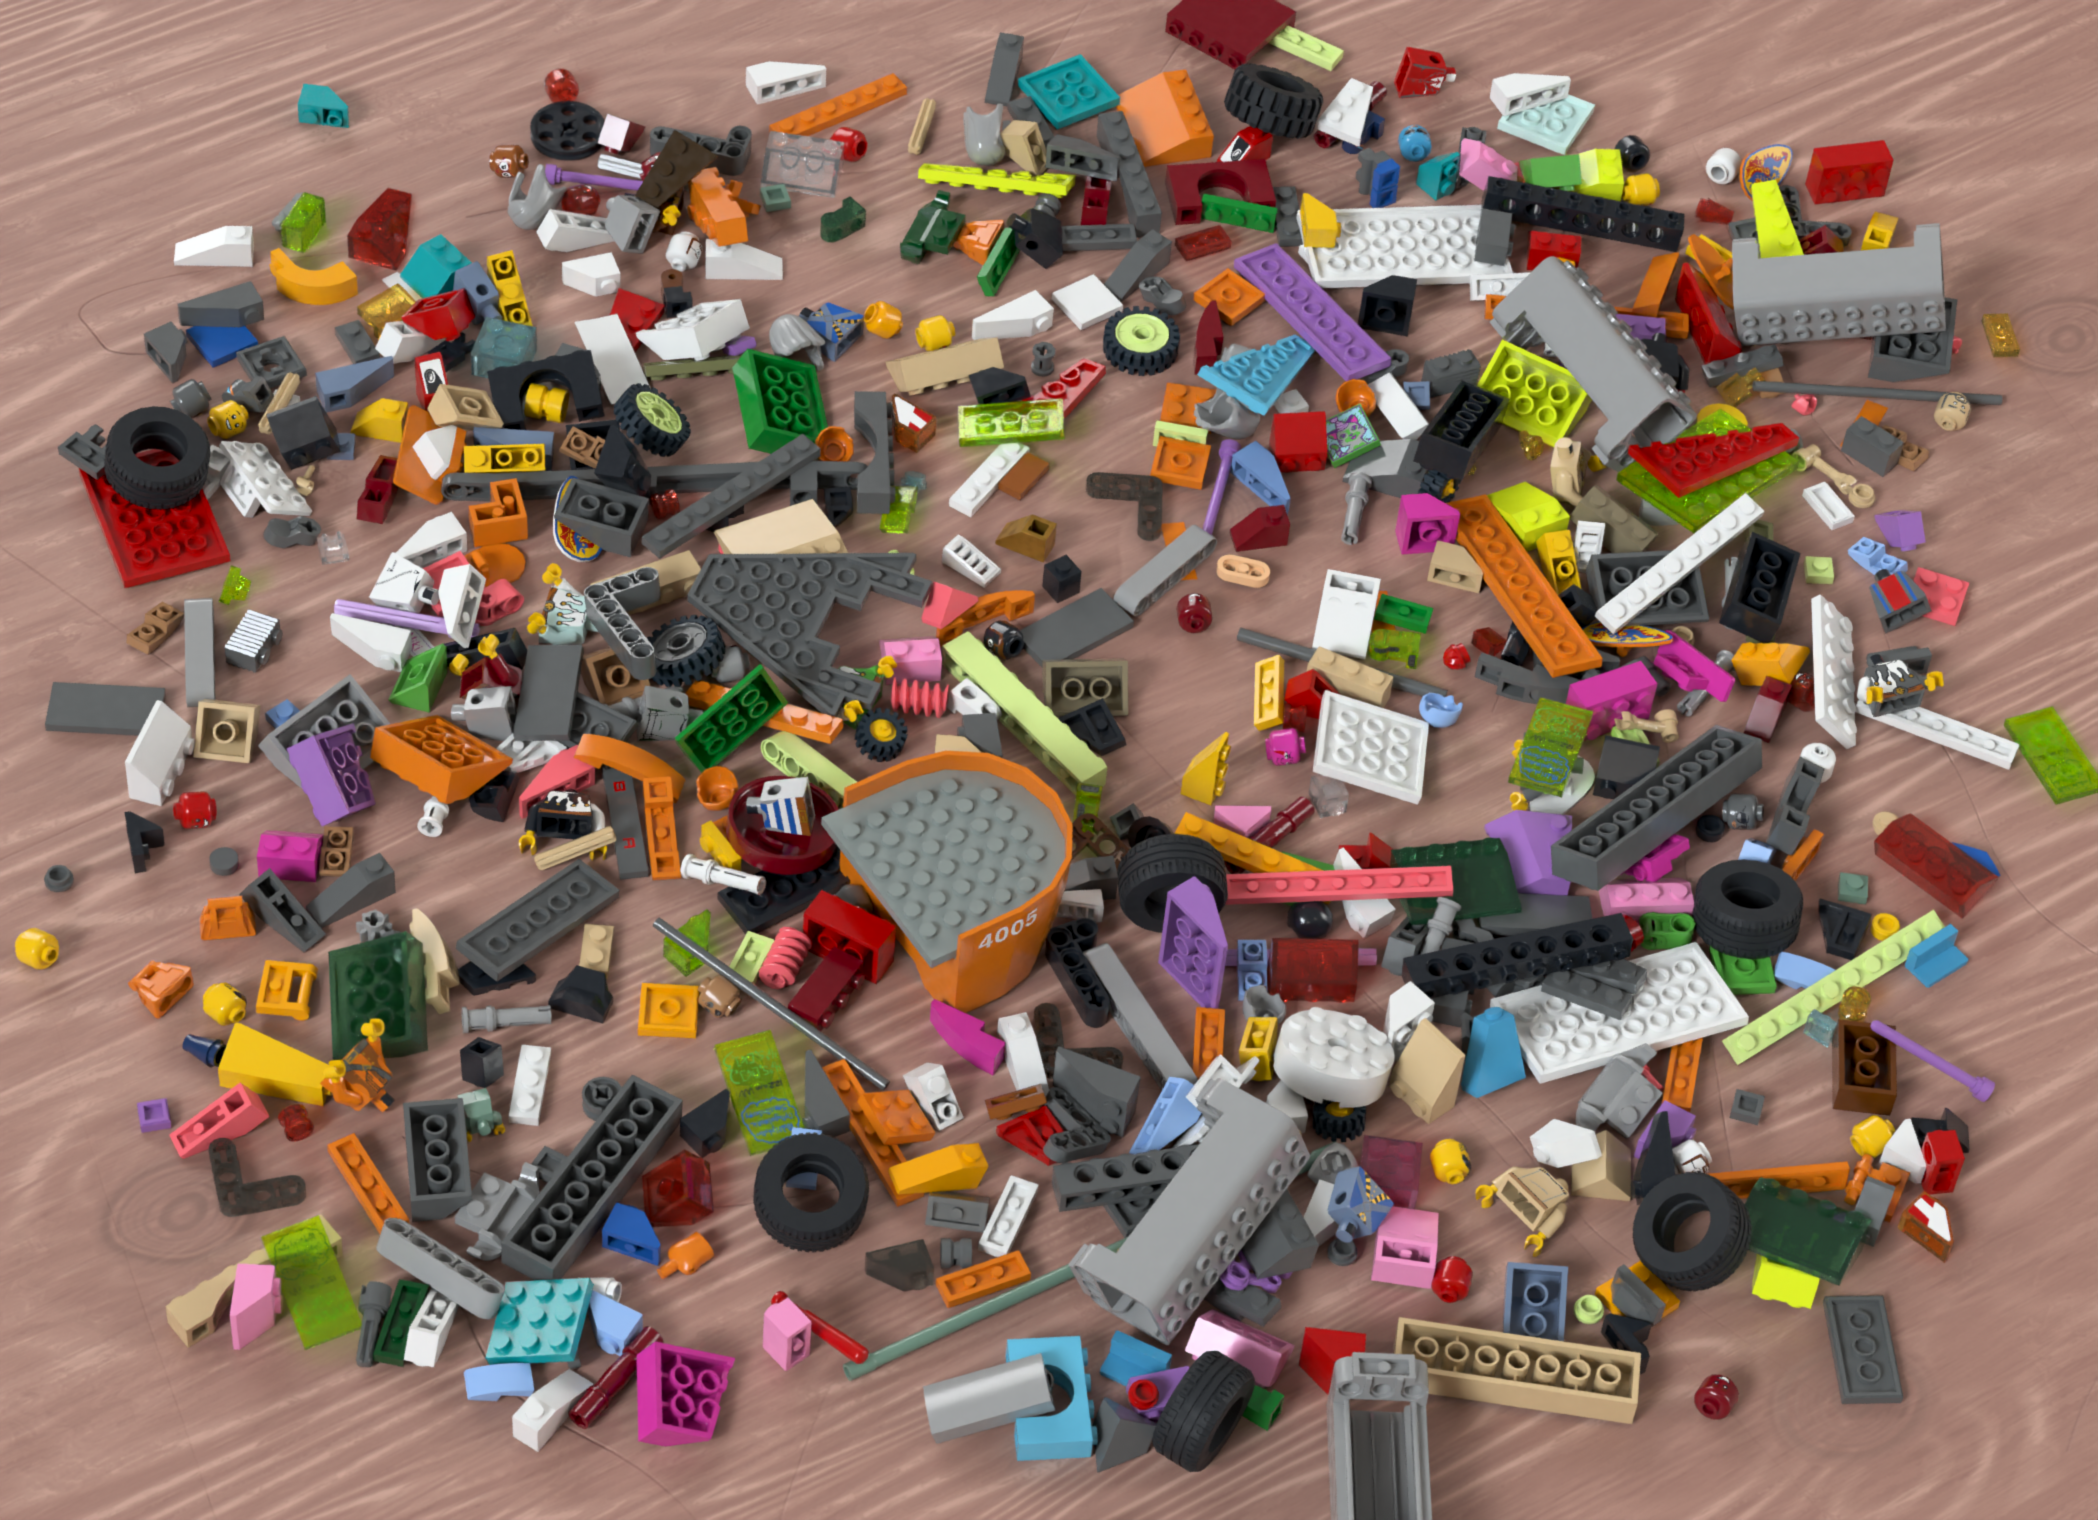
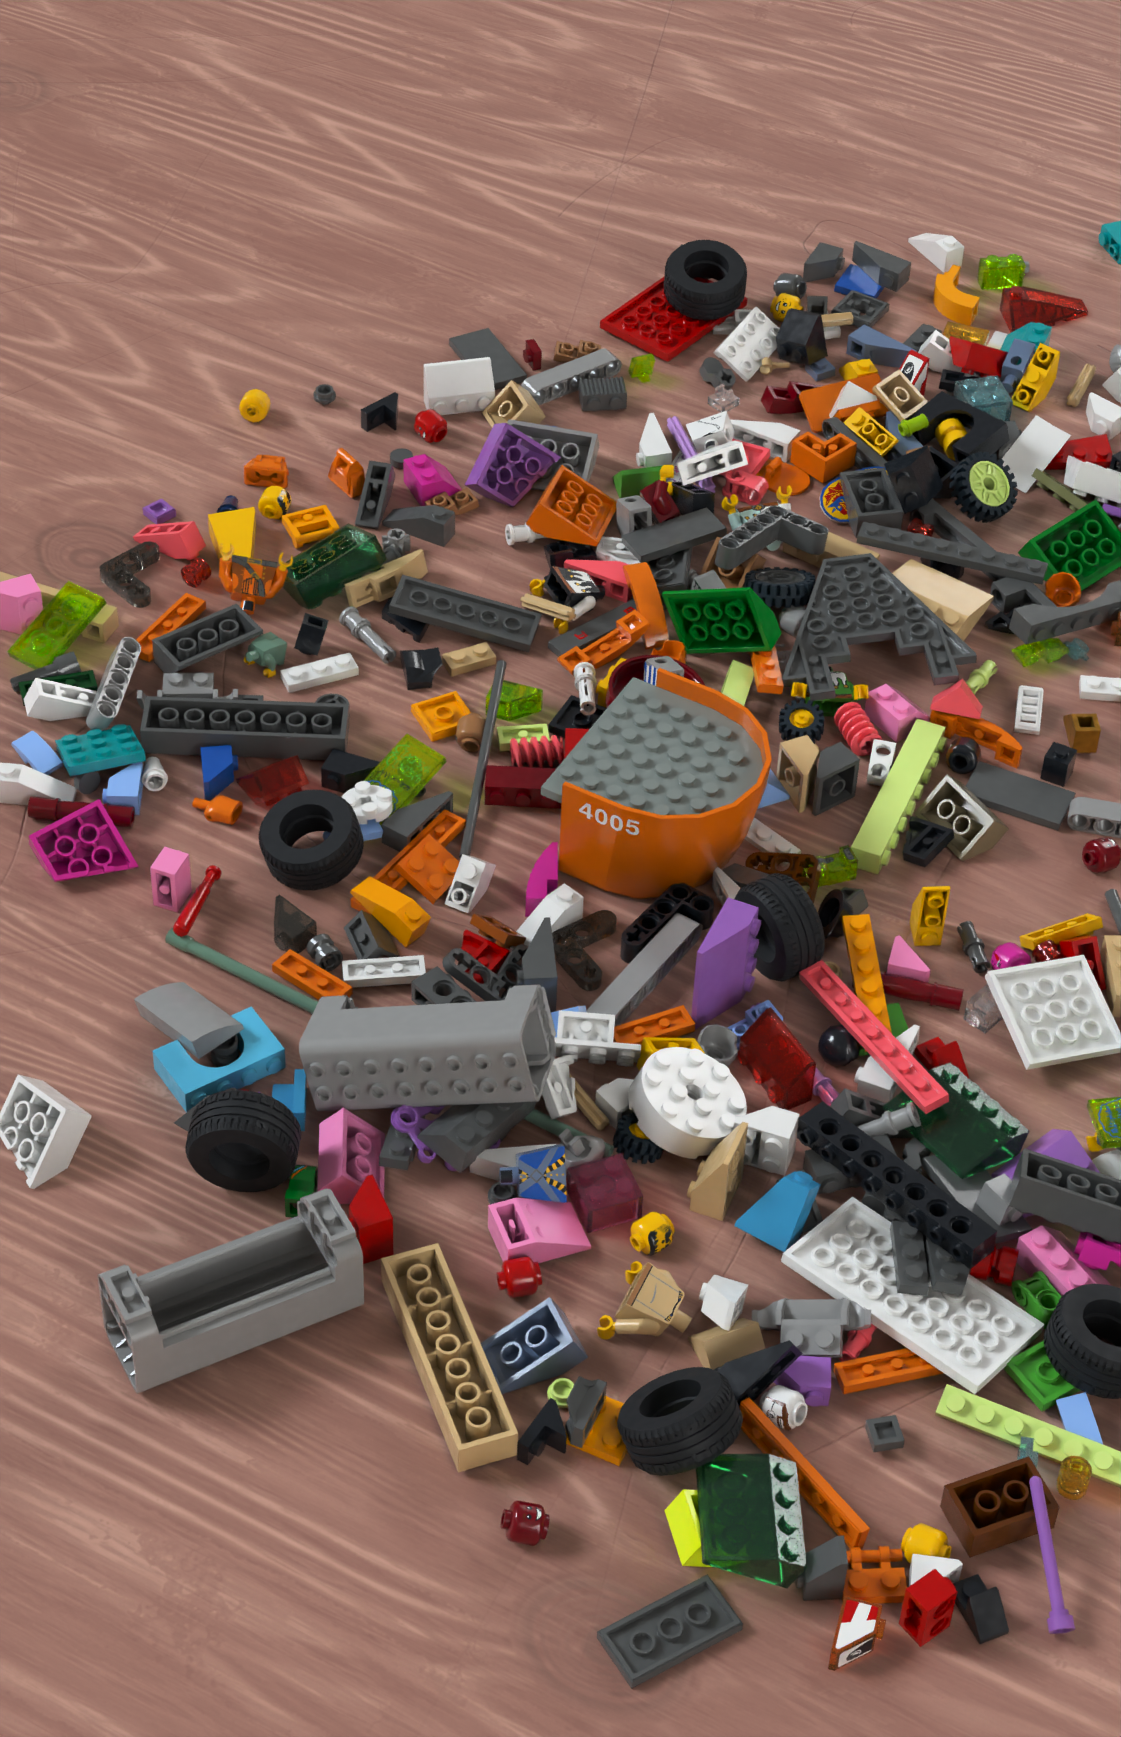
camera: 65 degrees right, 5 degrees down
(136, 665) = (532, 354): none -> dark red plate
(521, 428) = (912, 425): none -> lime pin
(527, 264) = (1081, 385): none -> tan axle
(780, 1111) = (369, 802): none -> white plate
(1251, 764) = (973, 947): none -> dark grey pin
(1561, 897) = (995, 1200): none -> light grey brick

